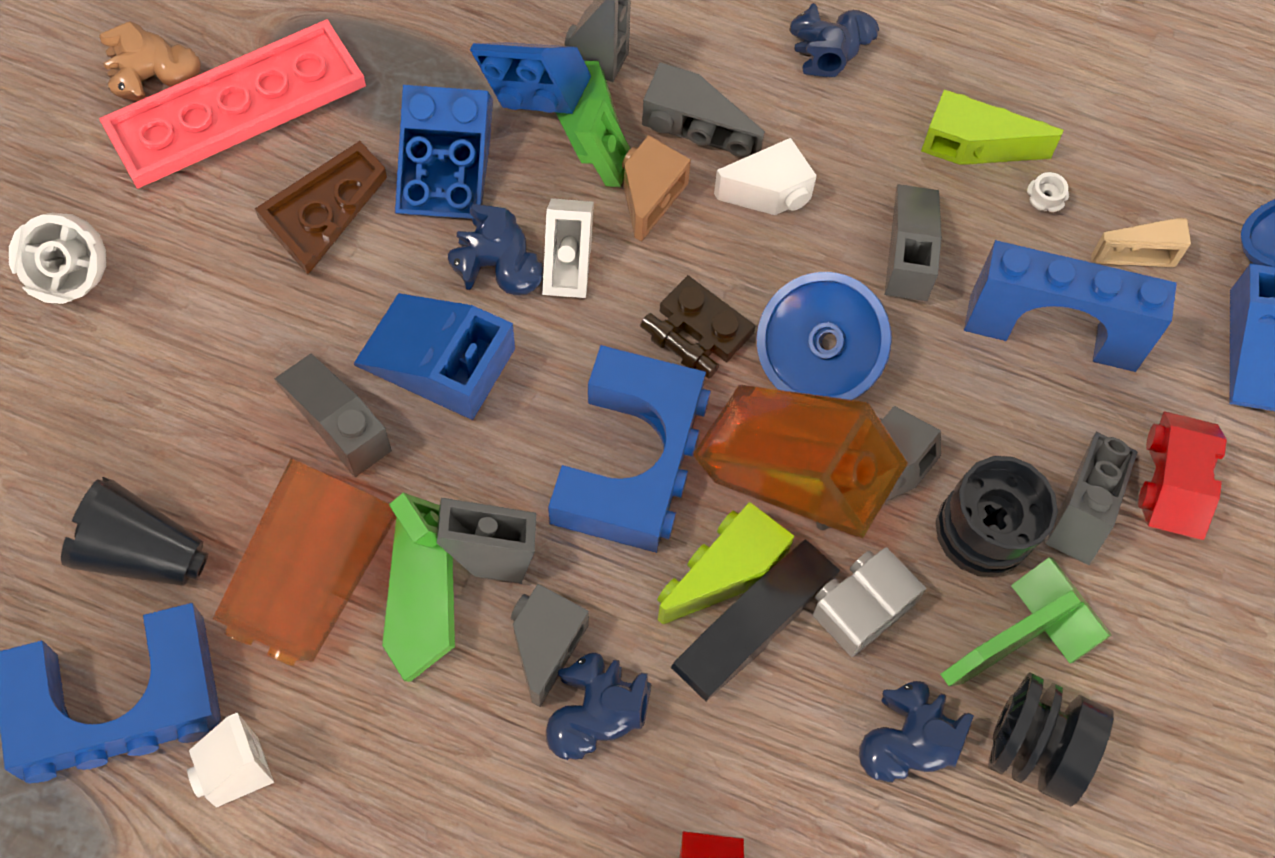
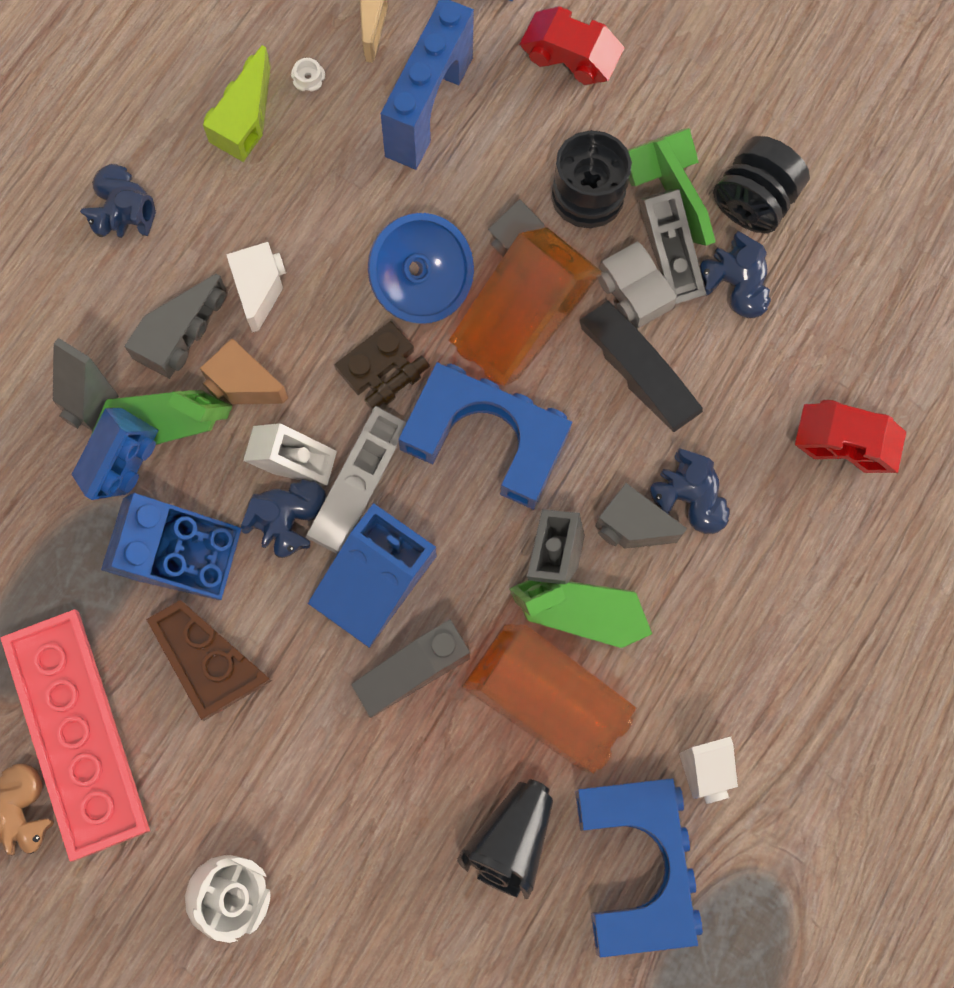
camera: 80 degrees left, 10 degrees up
(551, 312) = (356, 480): none -> light grey slope
(738, 558) = (591, 370): lime slope -> none
(914, 243) = (338, 182): dark grey slope -> none
(935, 637) = (673, 243): none -> dark grey slope
(1093, 498) = (575, 108): dark grey slope -> none

